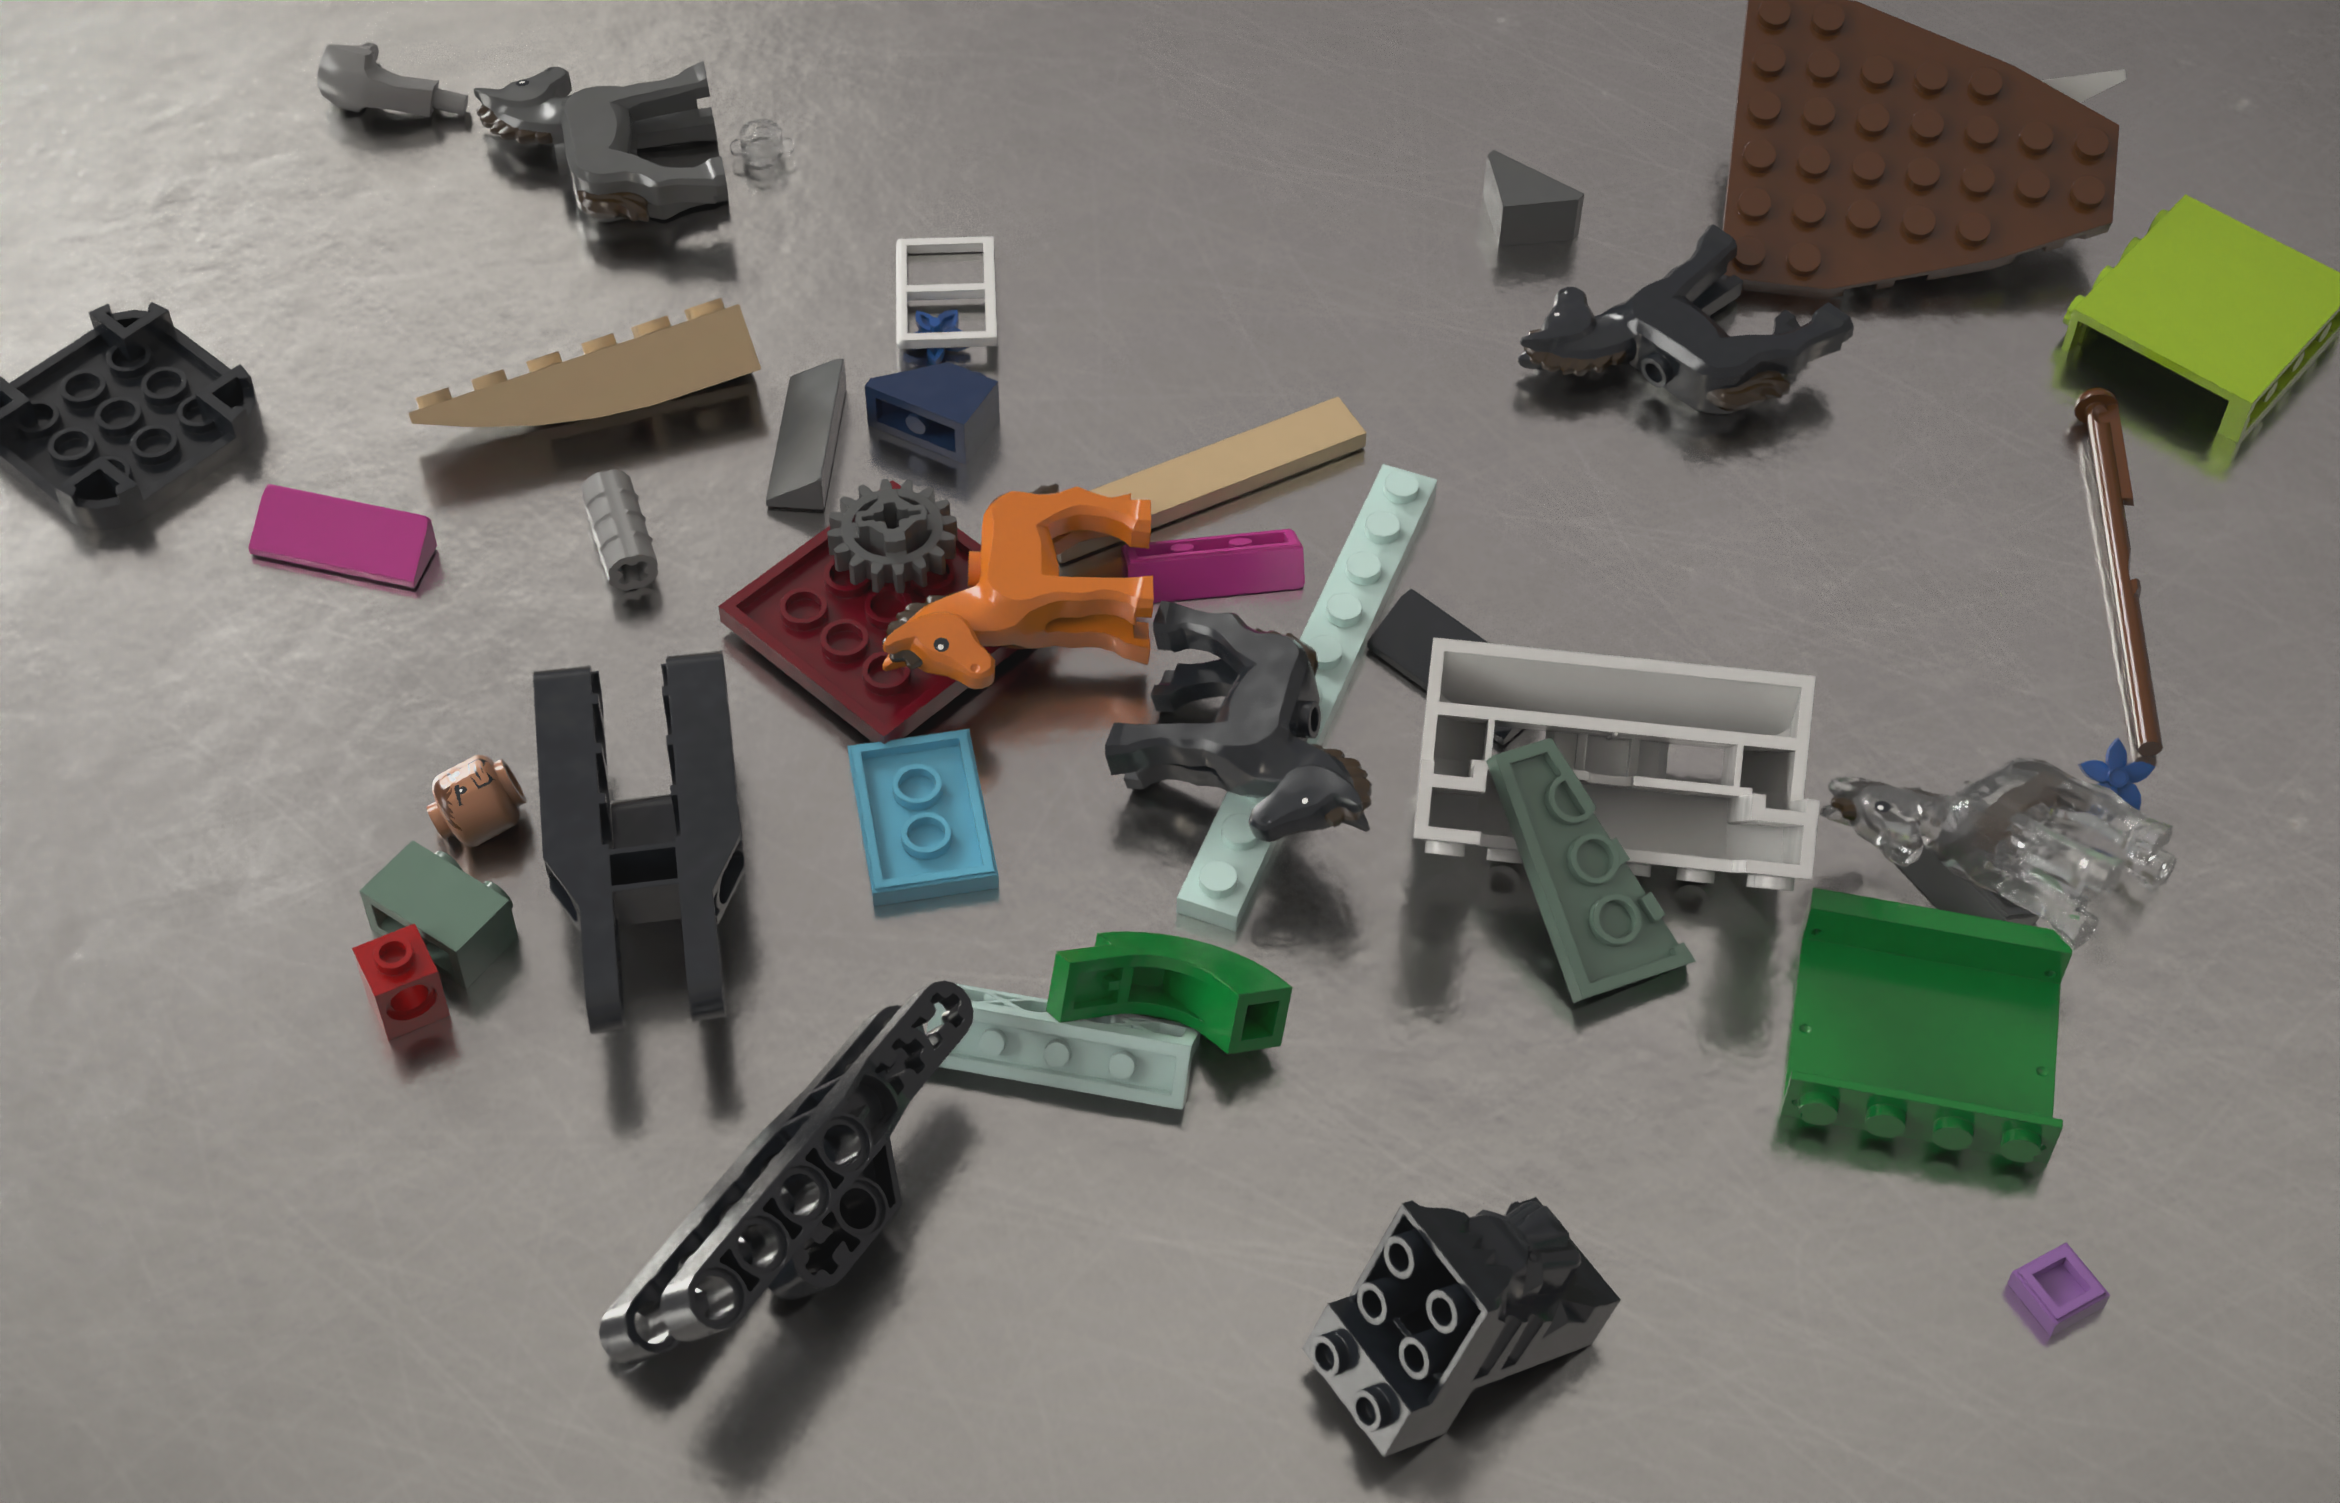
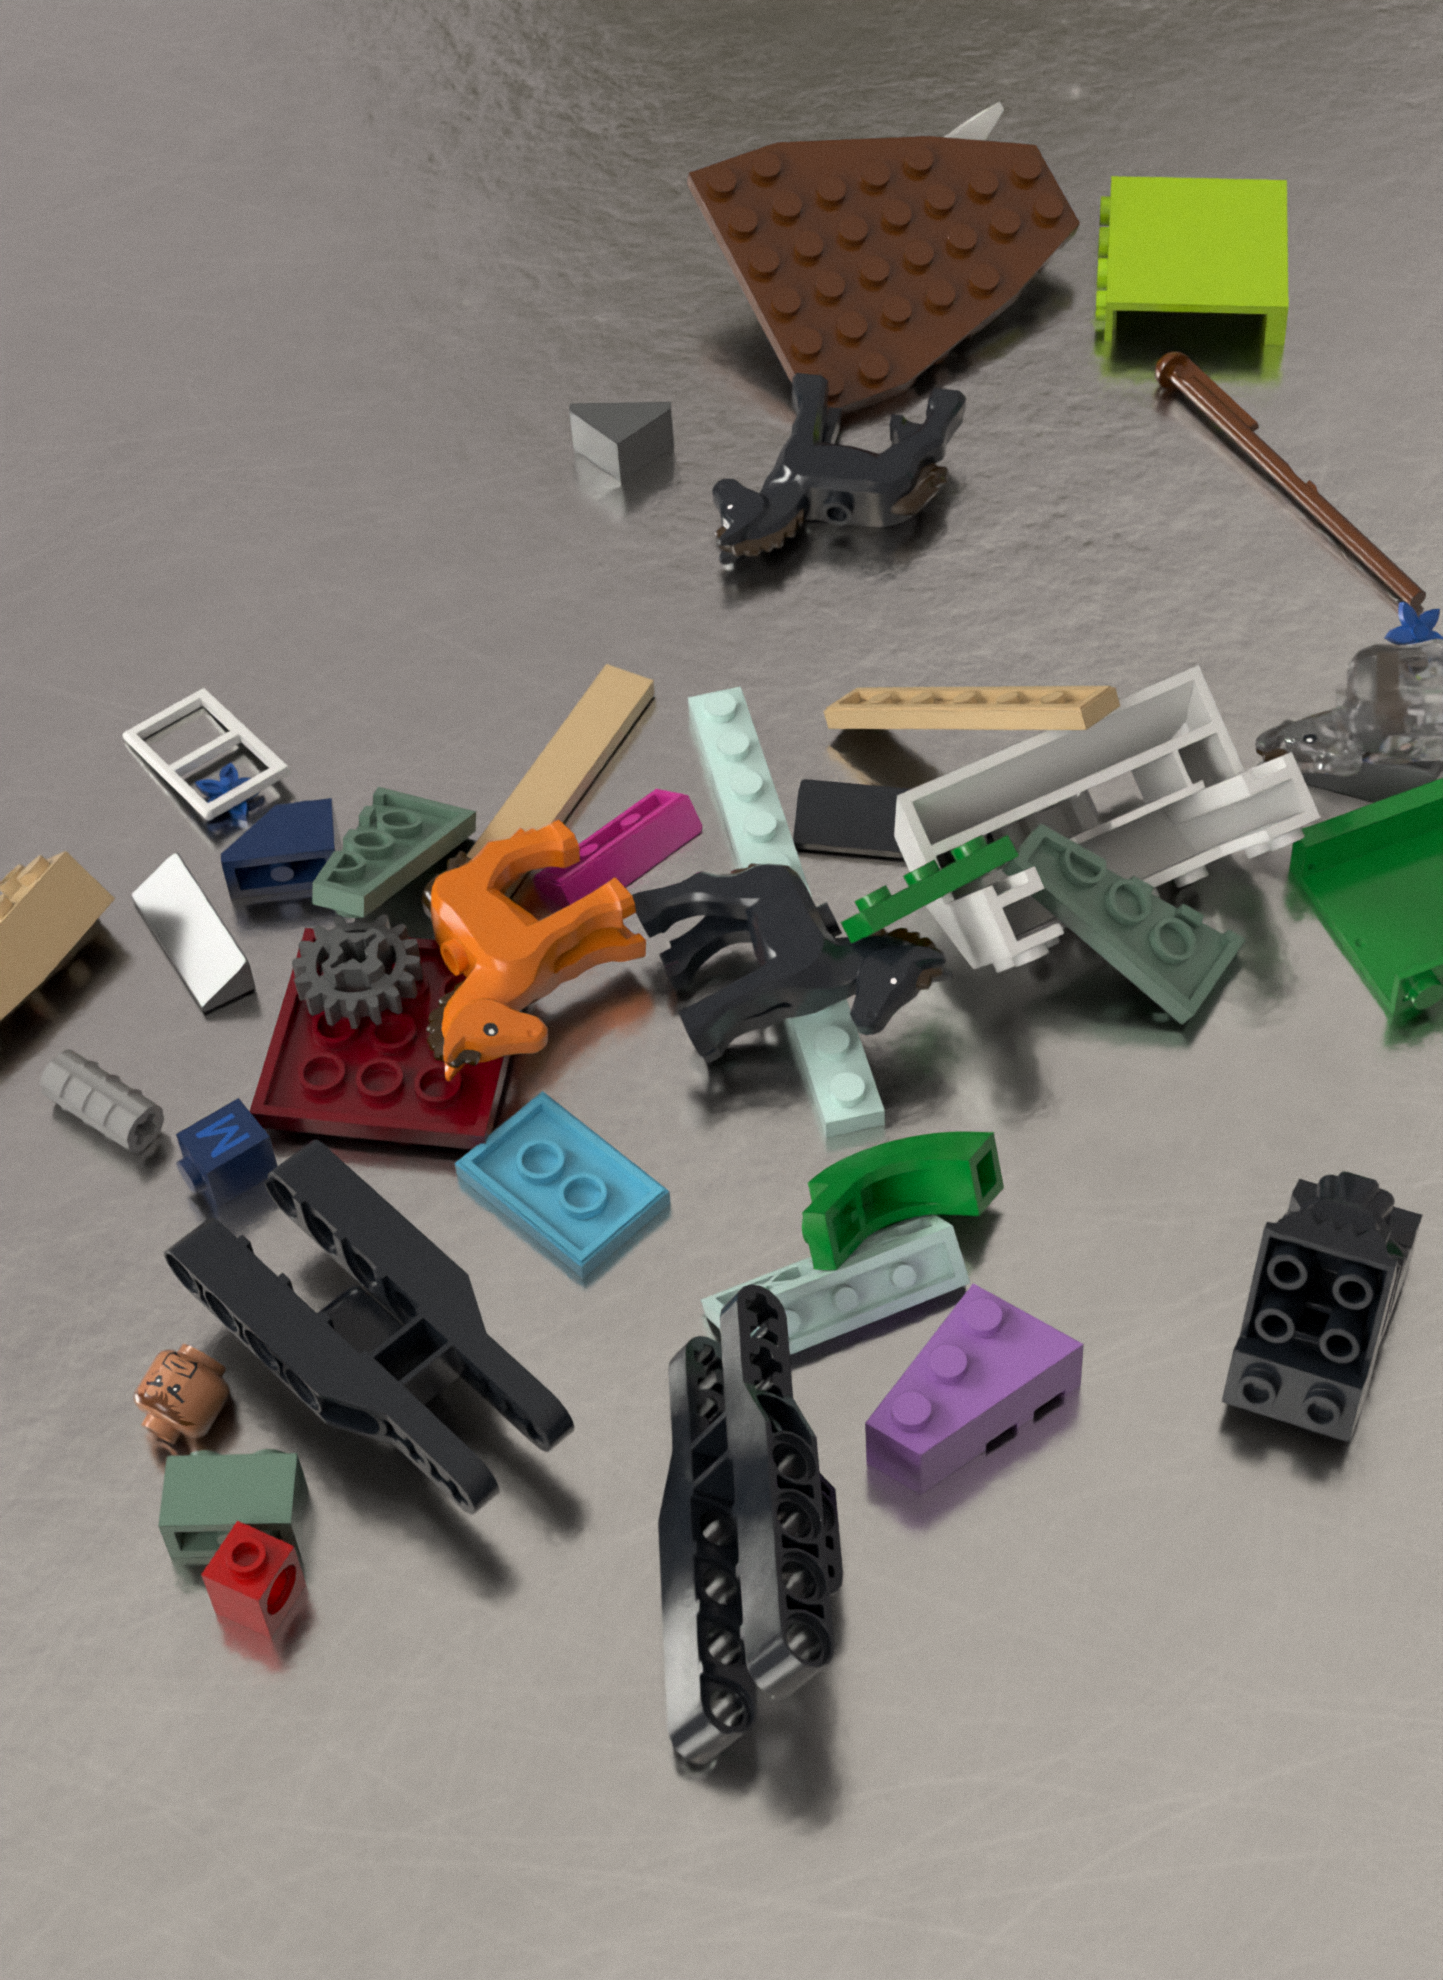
camera: 30 degrees left, 0 degrees up
(671, 624) = (225, 1153): none -> dark blue brick
(1012, 451) = (388, 850): none -> sand green wing
(1088, 1192) = (968, 1386): none -> medium lavender wedge
(1399, 733) = (927, 885): none -> green plate
(1596, 605) = (973, 708): none -> tan tile

